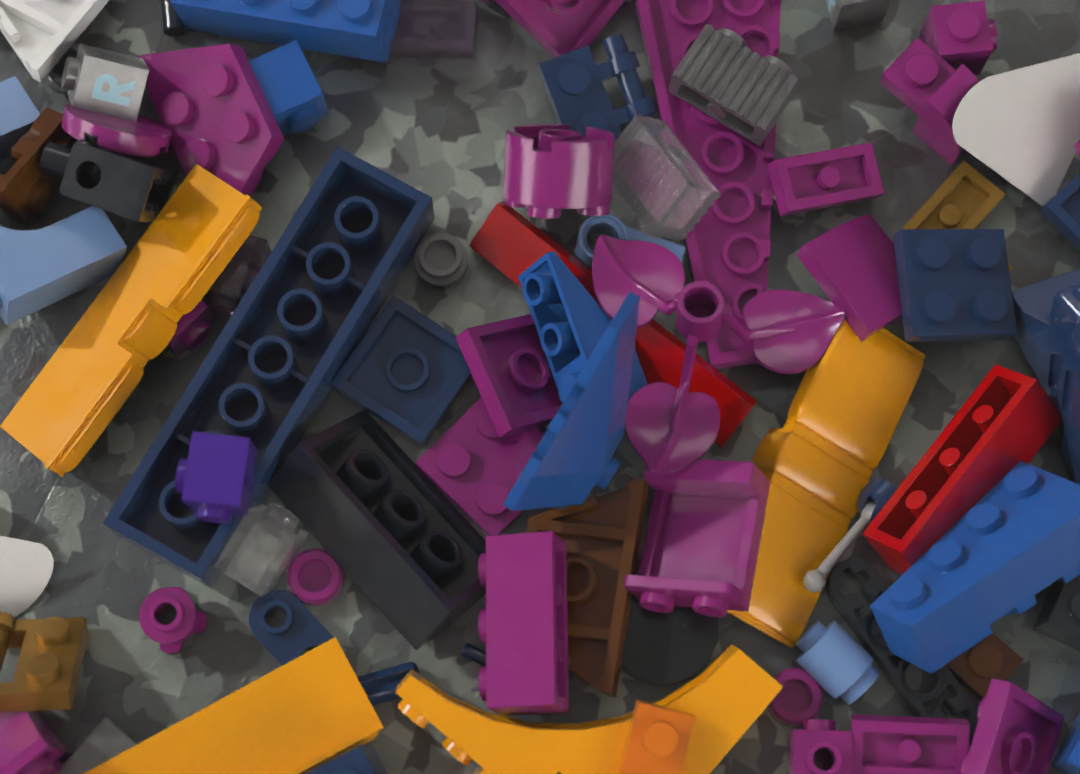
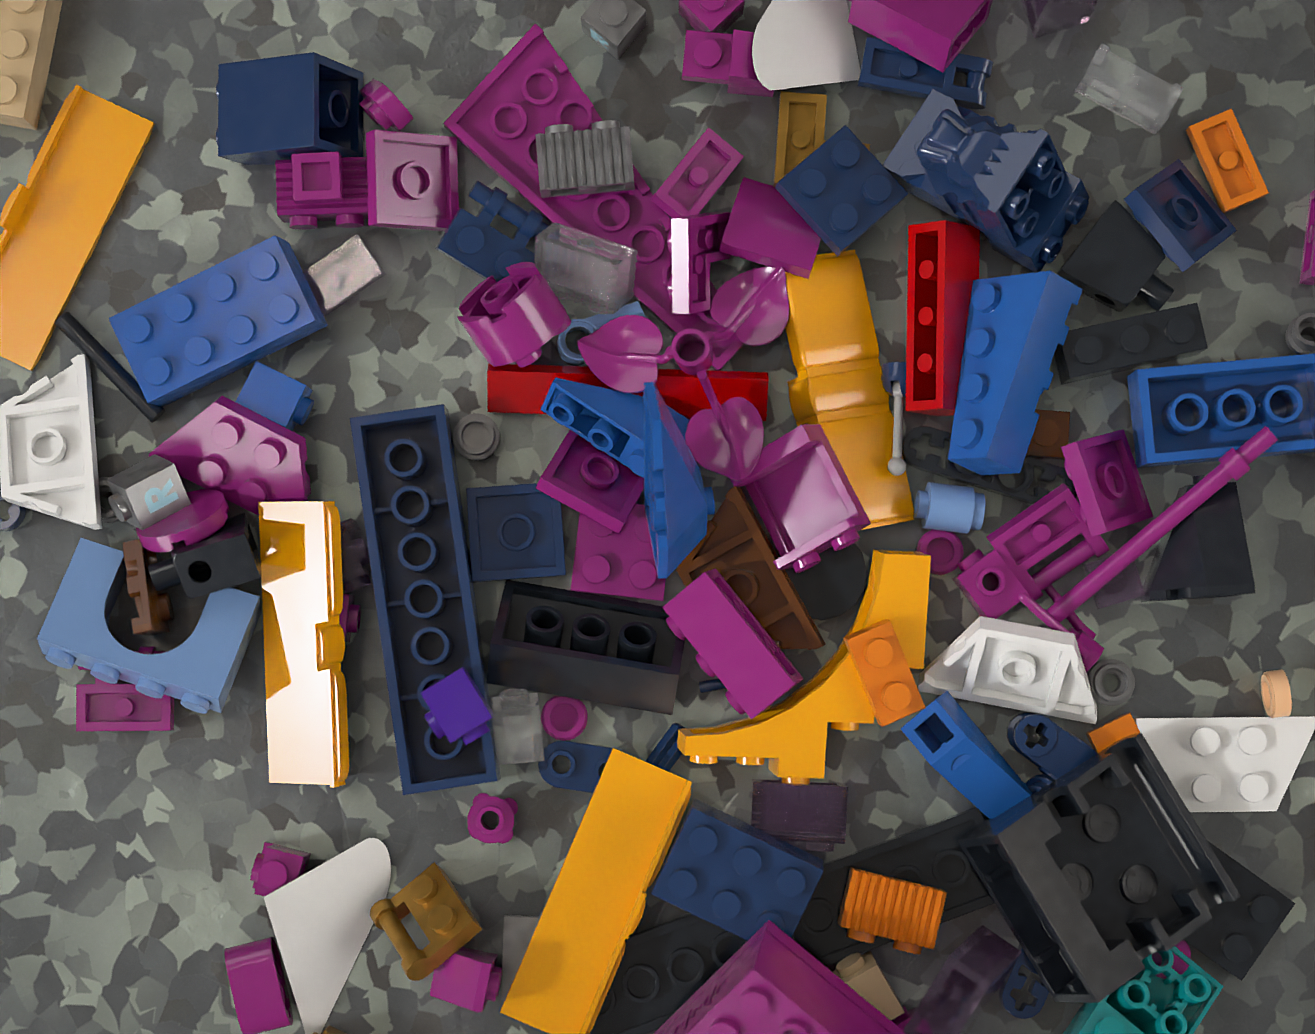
camera: 35 degrees left, 10 degrees up
(772, 233) = (693, 245): none -> magenta plate

